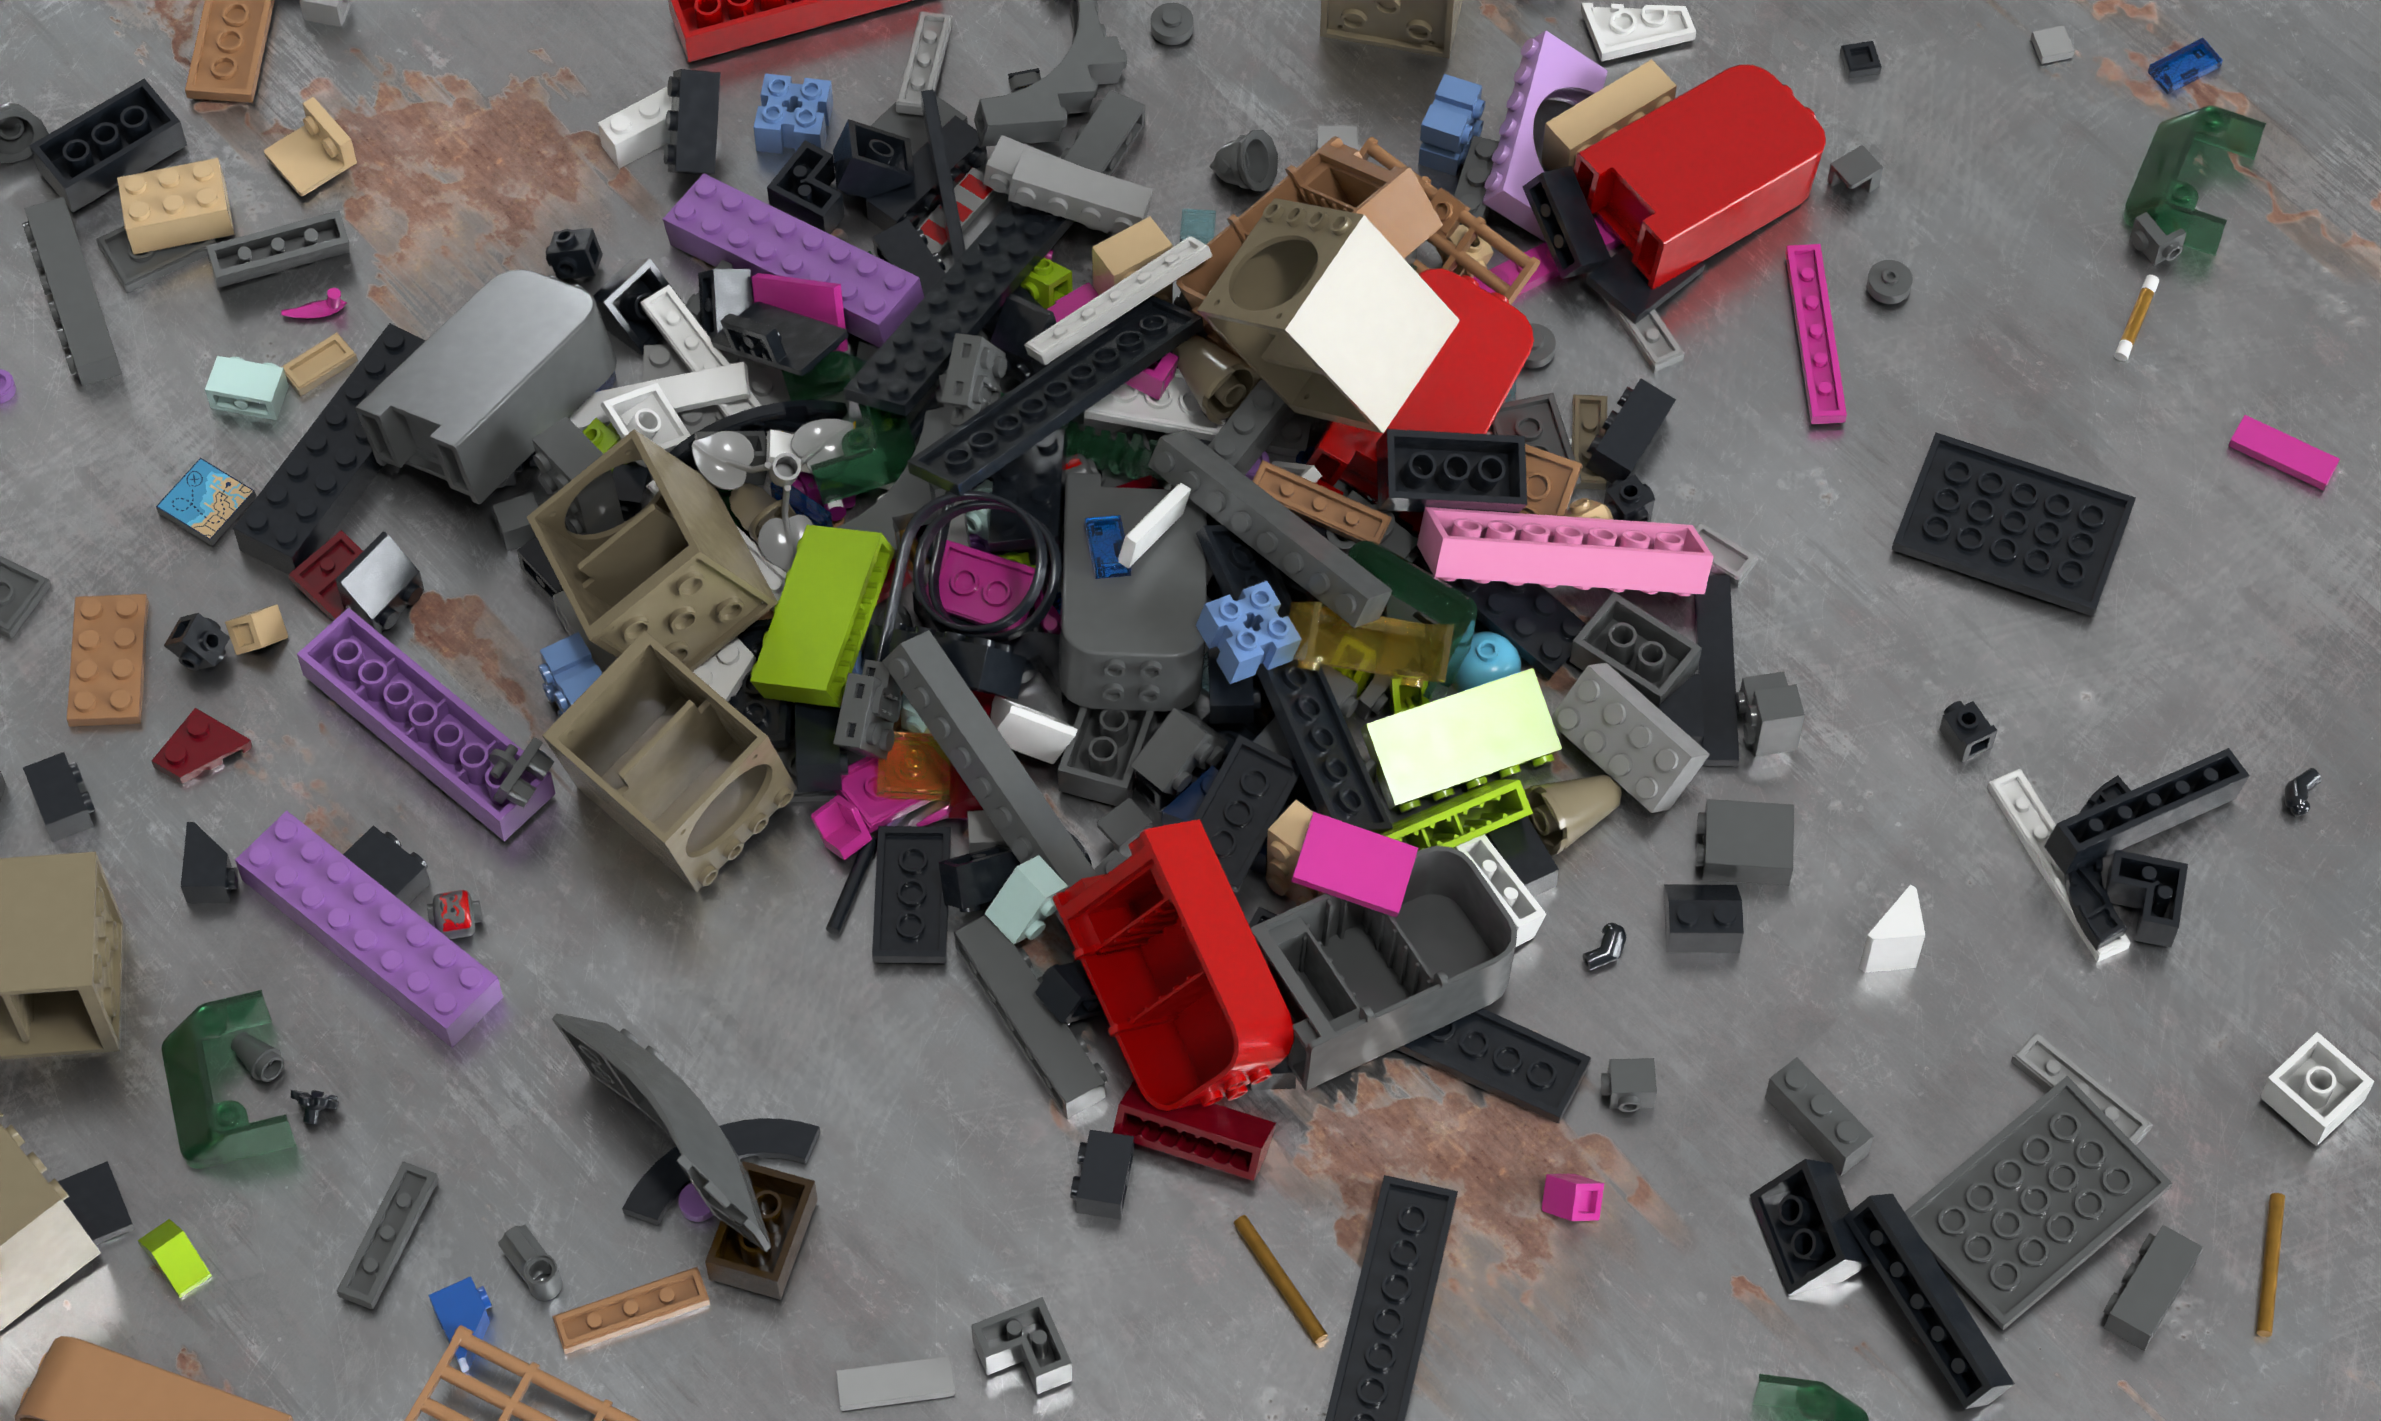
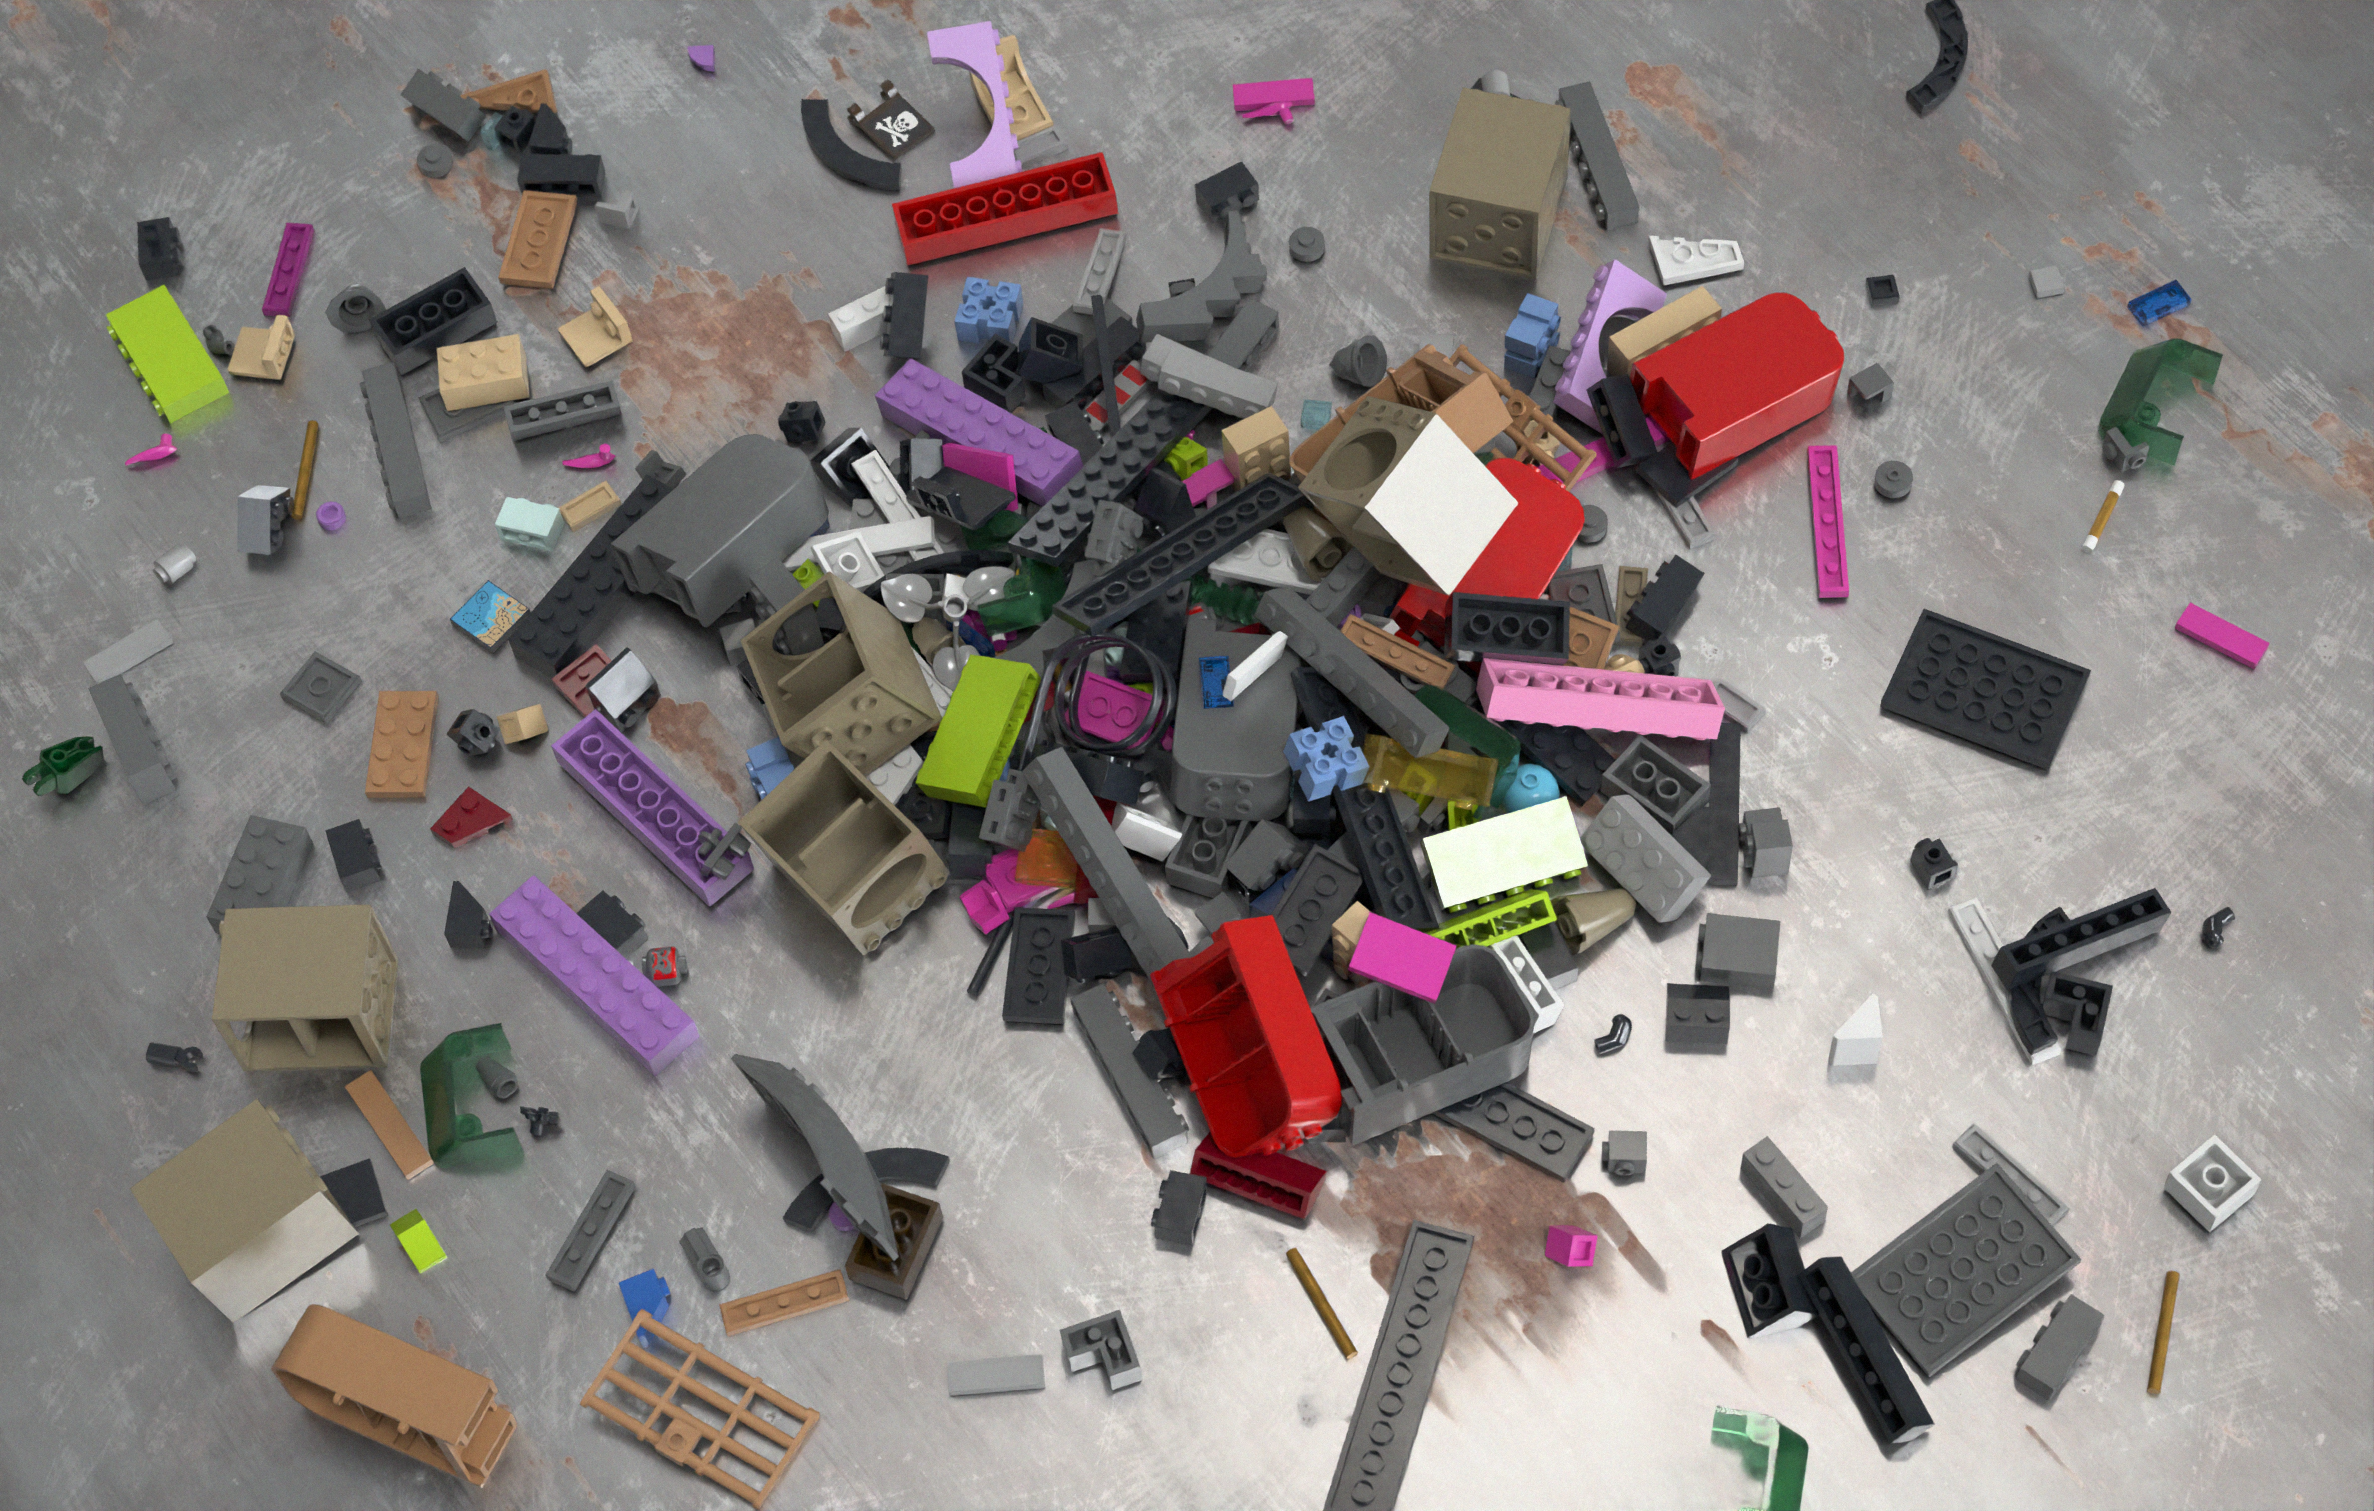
camera: 10 degrees right, 0 degrees up
(128, 1120) = (389, 1125): none -> medium nougat tile
(411, 320) = (658, 469): none -> dark grey bracket
(1026, 900) = (1129, 975): light aqua brick -> none
(1118, 300) = (1240, 475): white tile -> none
(1156, 377) = (1269, 540): dark pink panel -> none

